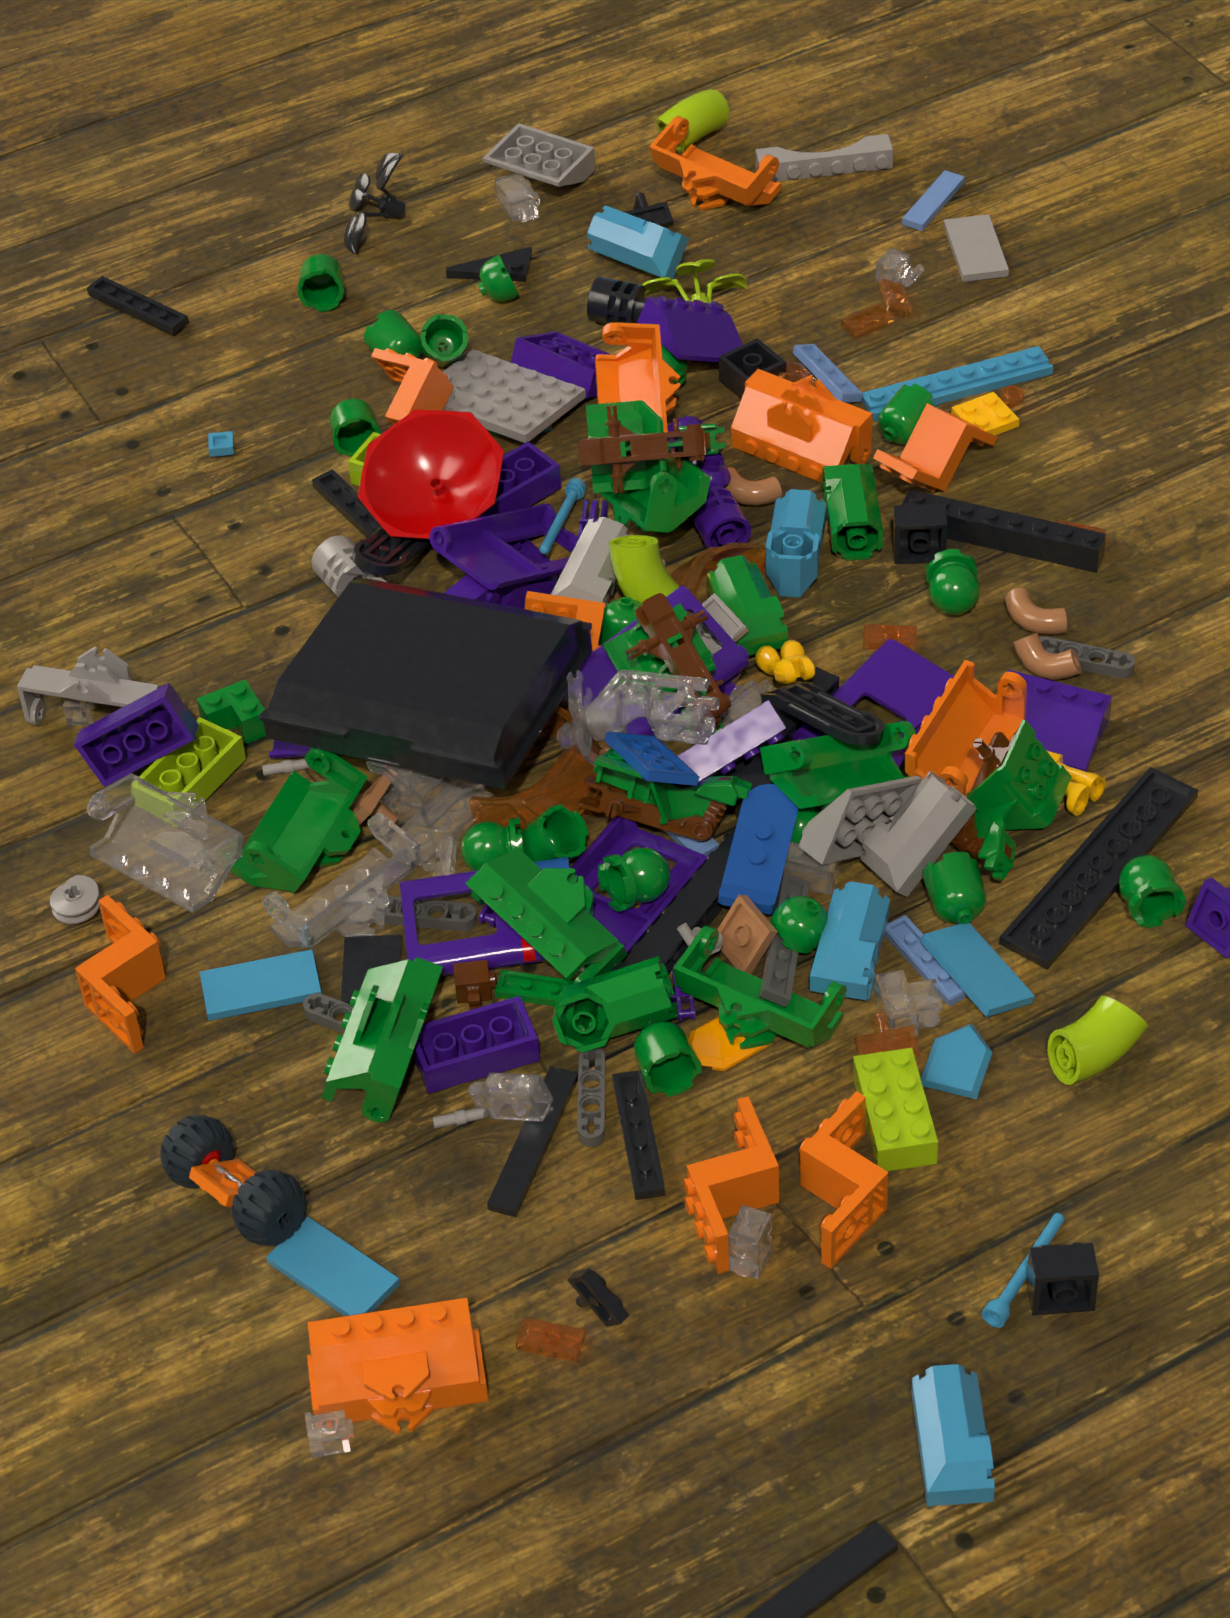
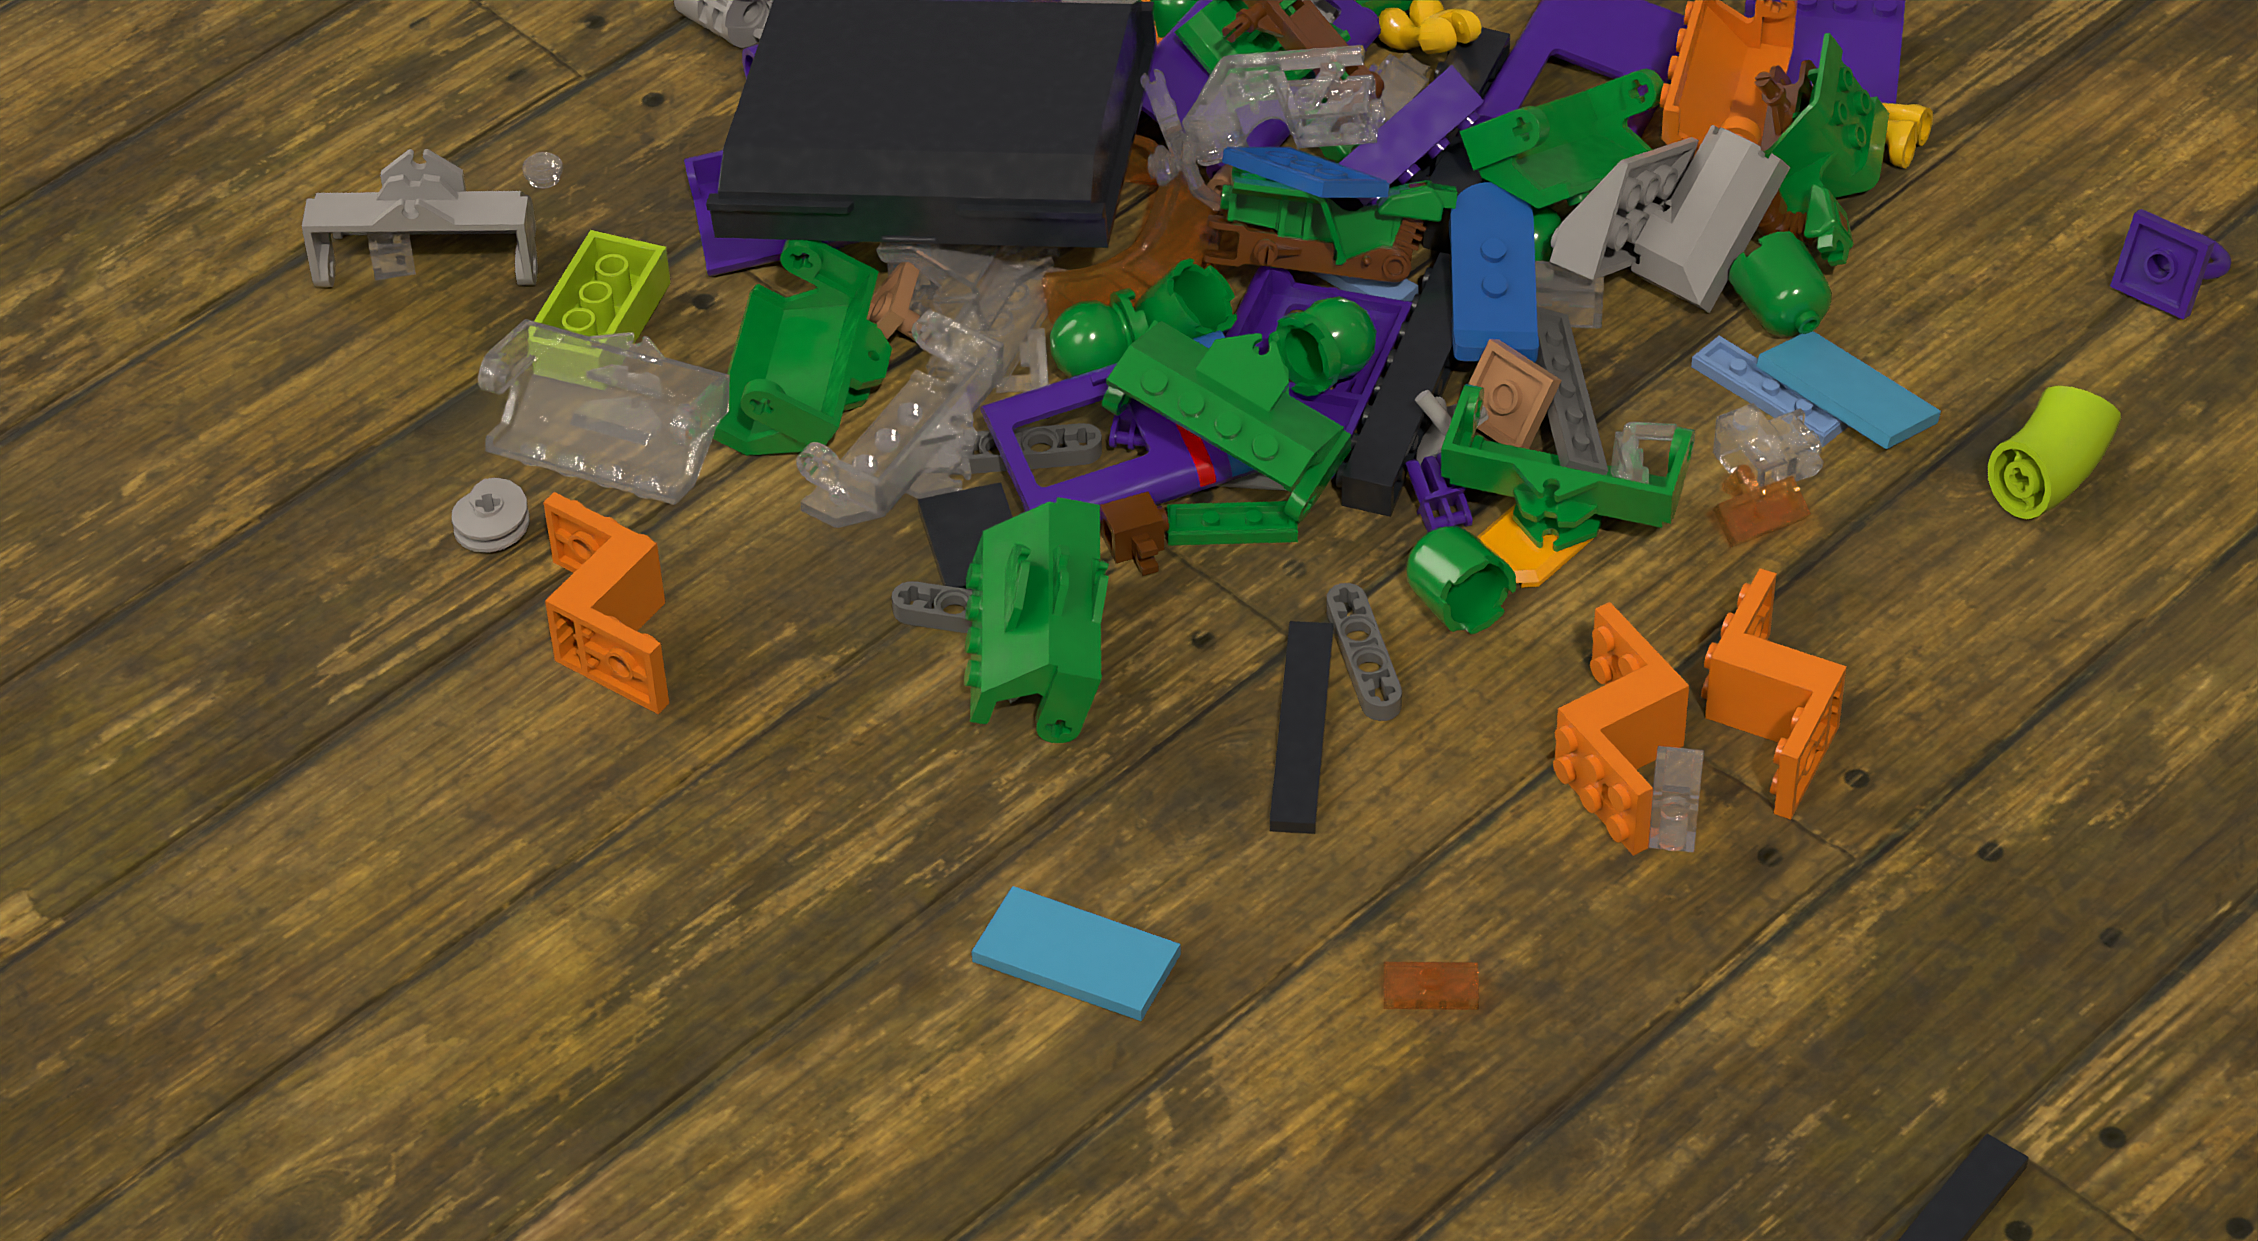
camera: 15 degrees left, 0 degrees up
(136, 734) = (509, 266): dark purple brick -> none
(194, 667) = (542, 169): none -> clear plate
(234, 708) = (637, 211): green brick -> none
(259, 984) = (813, 586): dark azure tile -> none
(263, 1204) = (952, 878): black plate -> none
(284, 767) = (736, 284): light grey piece -> none
(329, 1433) = (1159, 1170): clear brick -> none
(396, 1363) = (1228, 1056): orange piece -> none
(459, 1117) = (1180, 714): light grey piece -> none
(474, 1044) = (1179, 608): dark purple brick -> none
(512, 1096) = (1254, 669): clear brick -> none
(595, 1295) = (1486, 911): black plate -> none
(614, 1004) = (1362, 517): green brick -> none
(638, 1135) = (1453, 690): black plate -> none
(800, 923) = (1588, 365): green cylinder -> none
(805, 994) = (1628, 457): none -> clear plate
(827, 713) = (1524, 78): black piece -> none
(851, 940) = (1665, 370): dark azure brick -> none
(896, 1110) = (1817, 595): lime brick -> none
(952, 1437) = (2058, 999): dark azure brick -> none
(958, 1063) = (1865, 518): dark azure tile -> none
(997, 1310) = (2048, 828): dark azure piece -> none
(1062, 1279) = (2128, 767): black brick -> none
(1094, 869) = (1964, 230): black plate -> none
(1150, 890) = (2054, 244): green tile -> none

